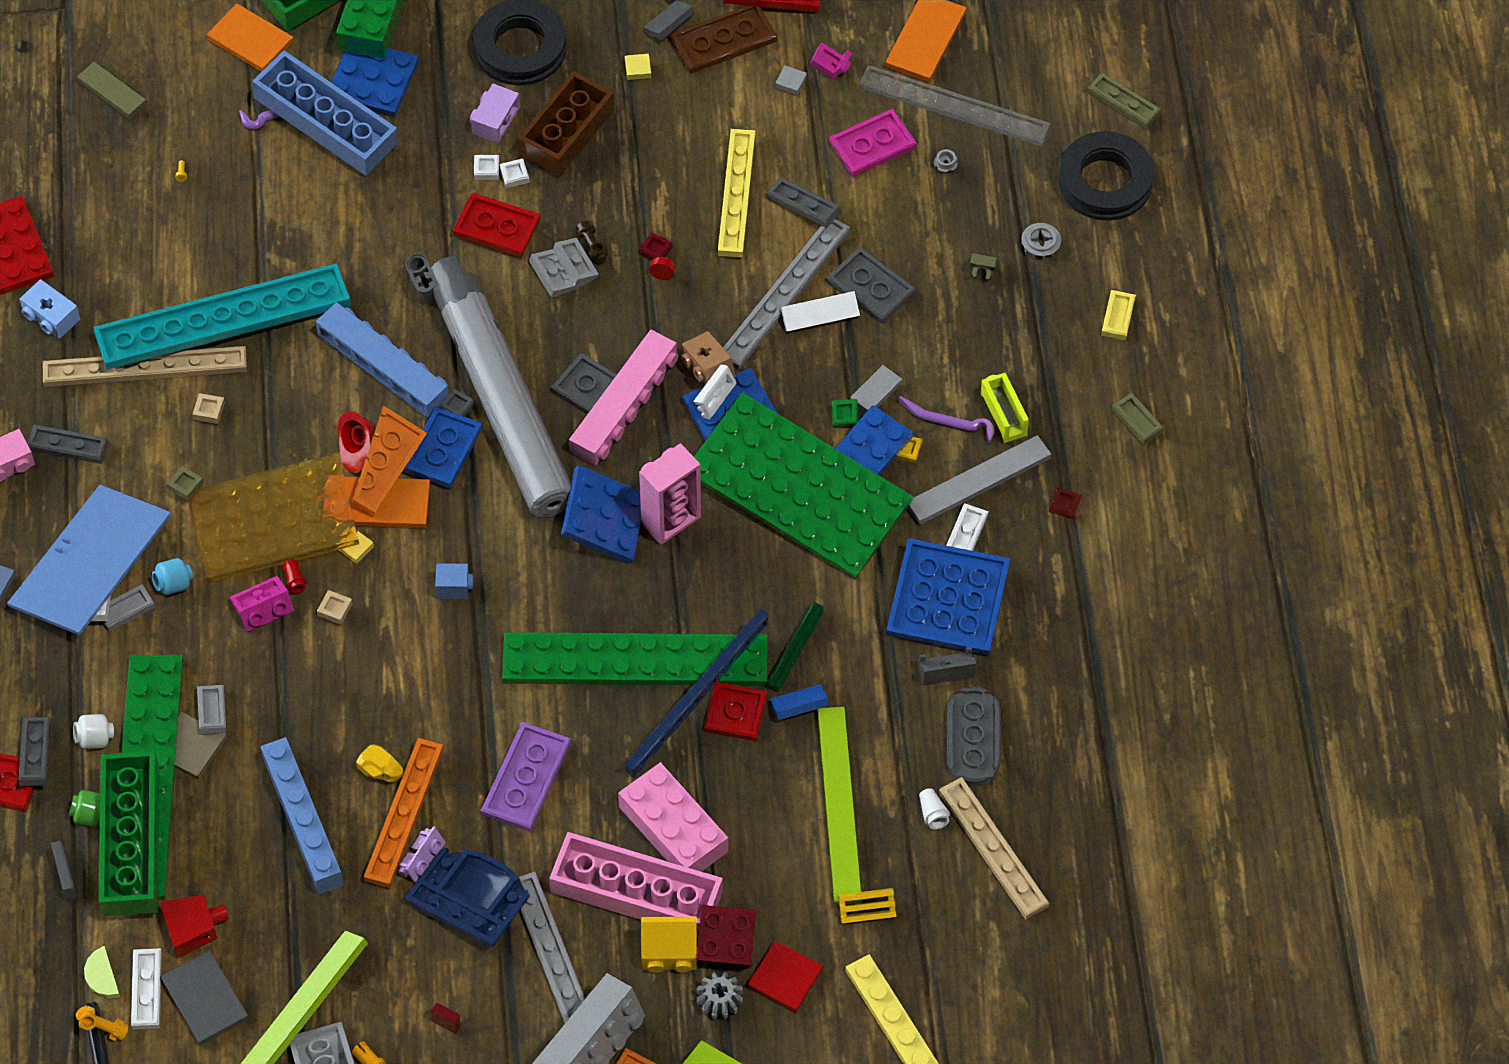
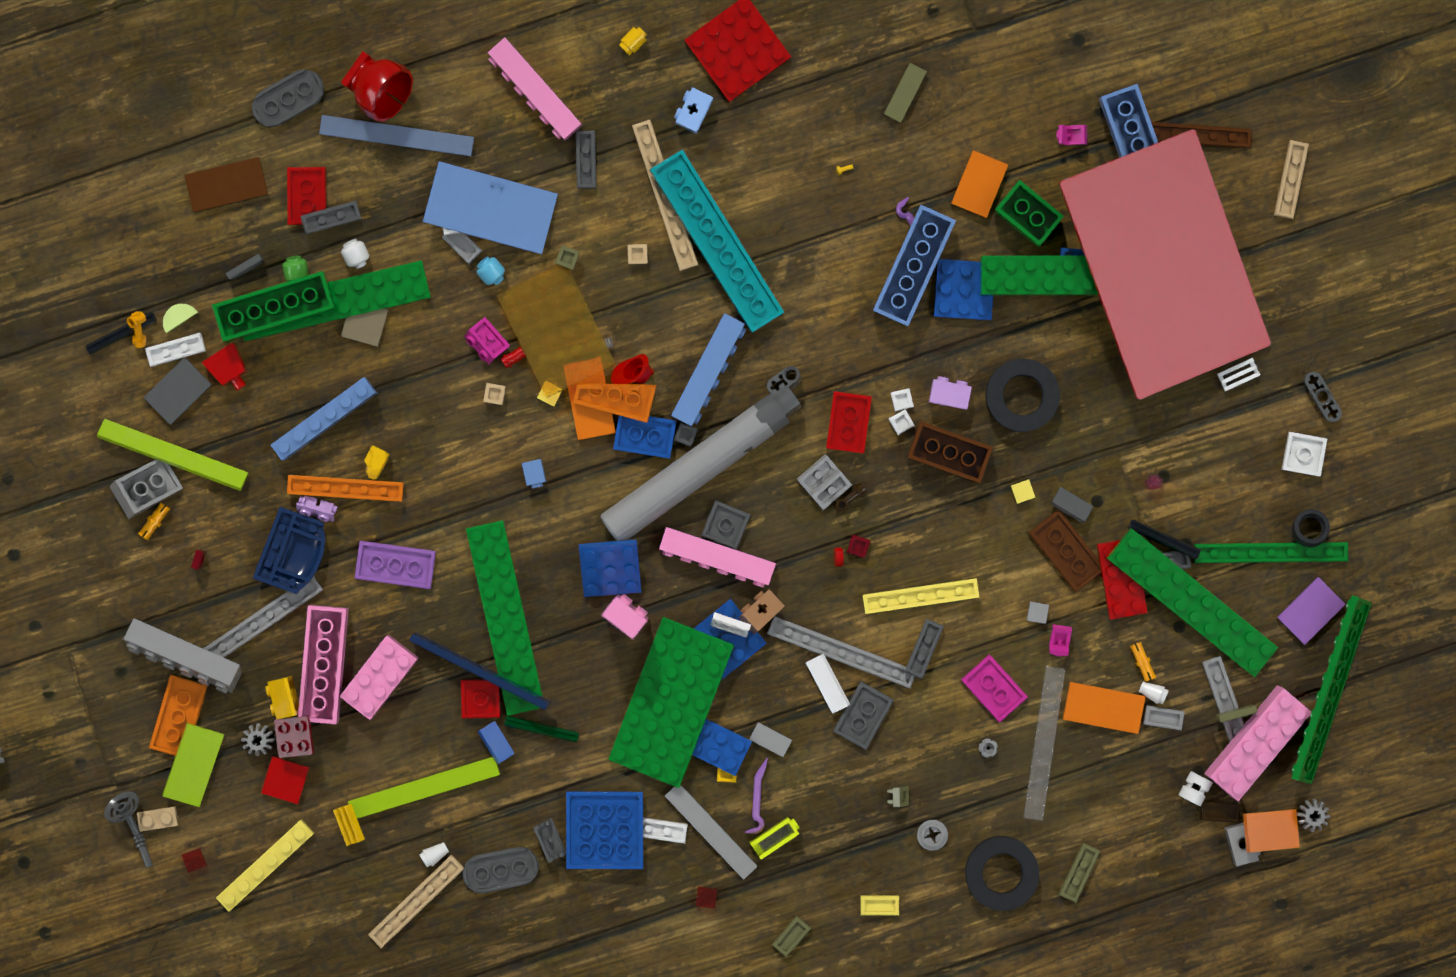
camera: 75 degrees right, 30 degrees up
(211, 709) = (393, 330): light grey tile -> none
(845, 413) = (743, 721): green tile -> none

